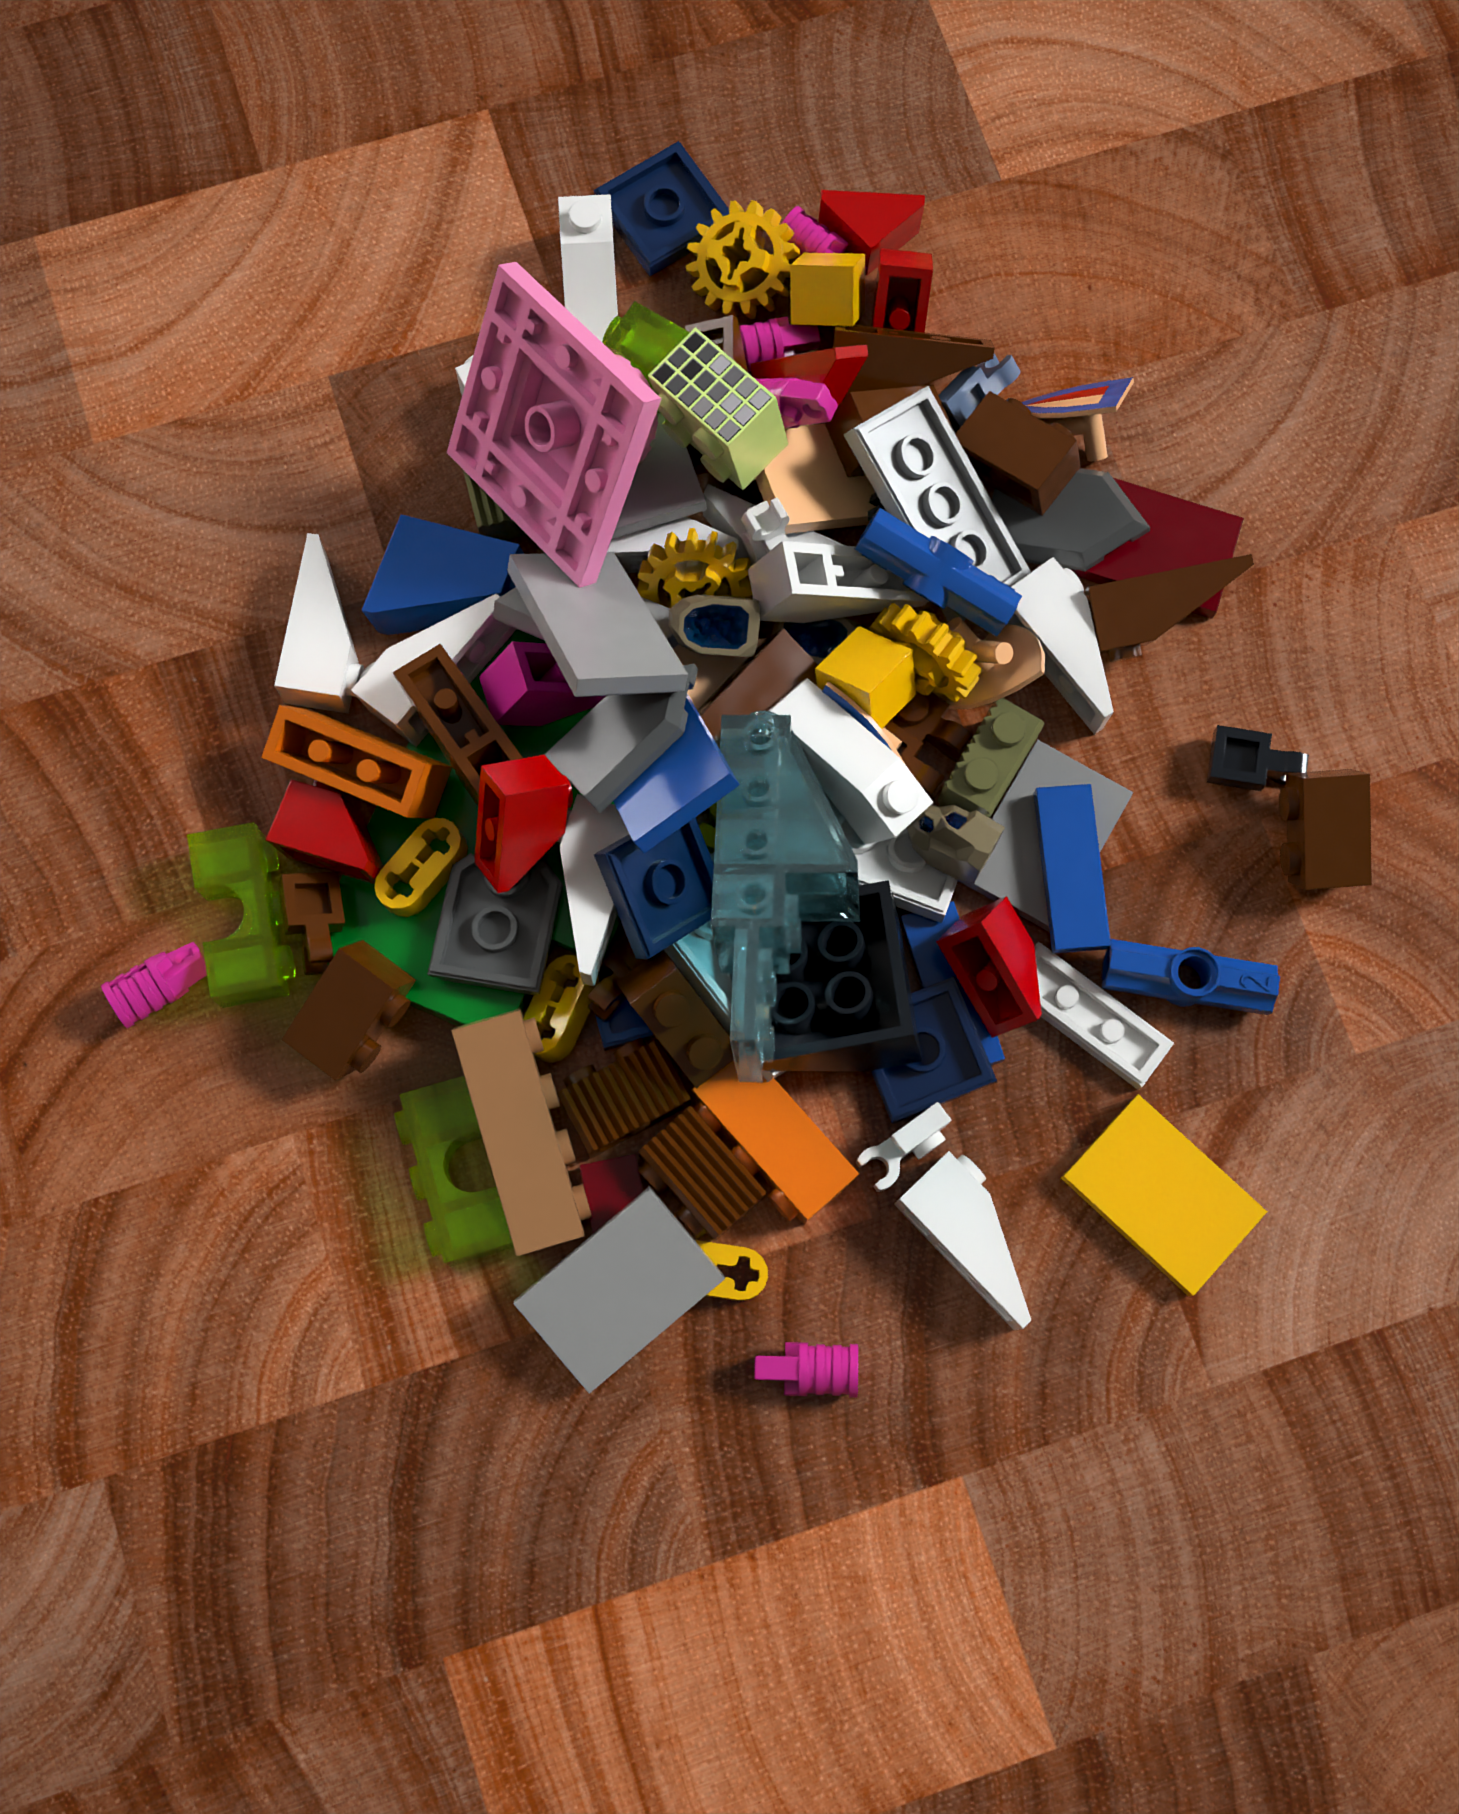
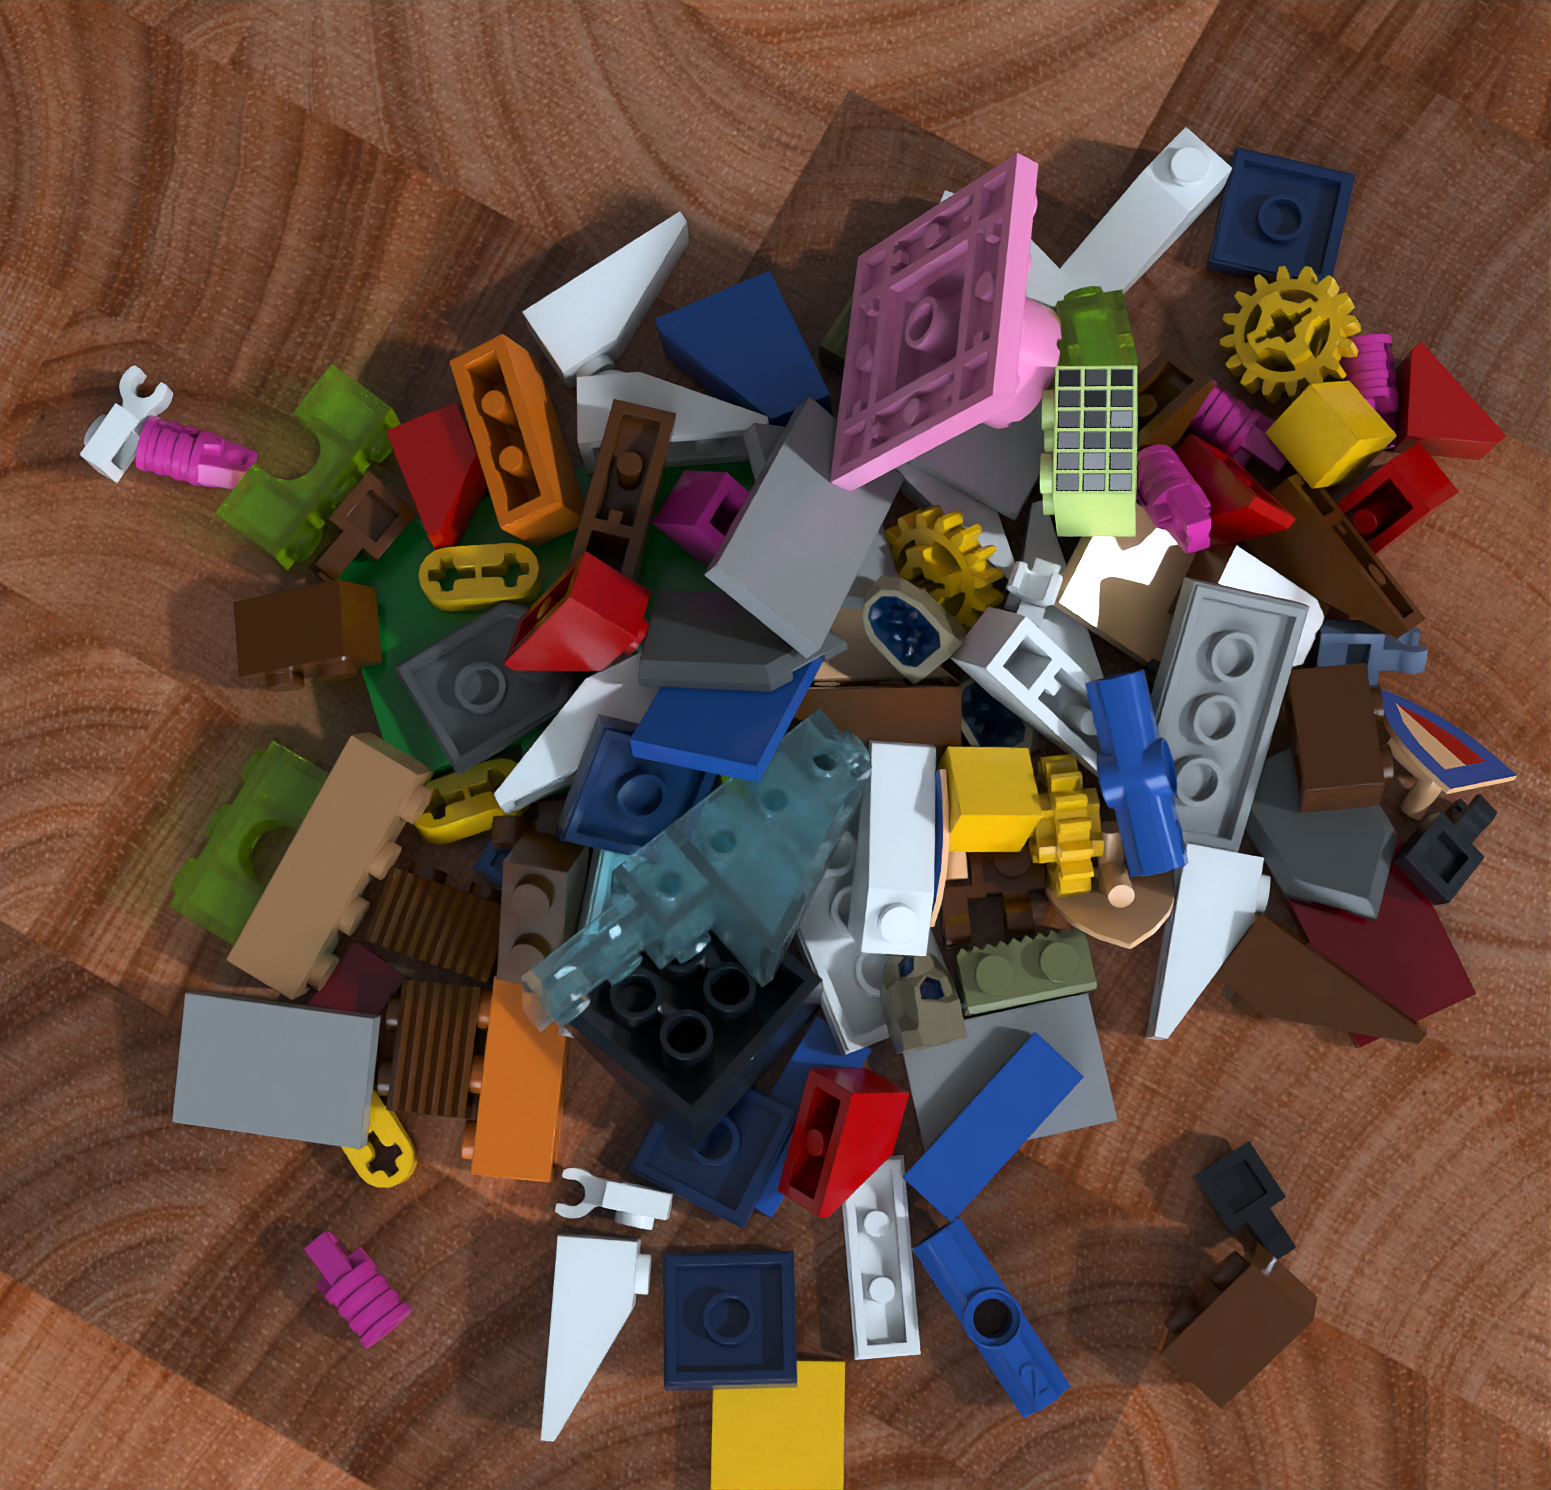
camera: 55 degrees right, 5 degrees up
(92, 1021) = (114, 437): none -> white plate
(1048, 1143) = (729, 1320): none -> dark blue tile
(1140, 457) = (1441, 849): none -> black plate

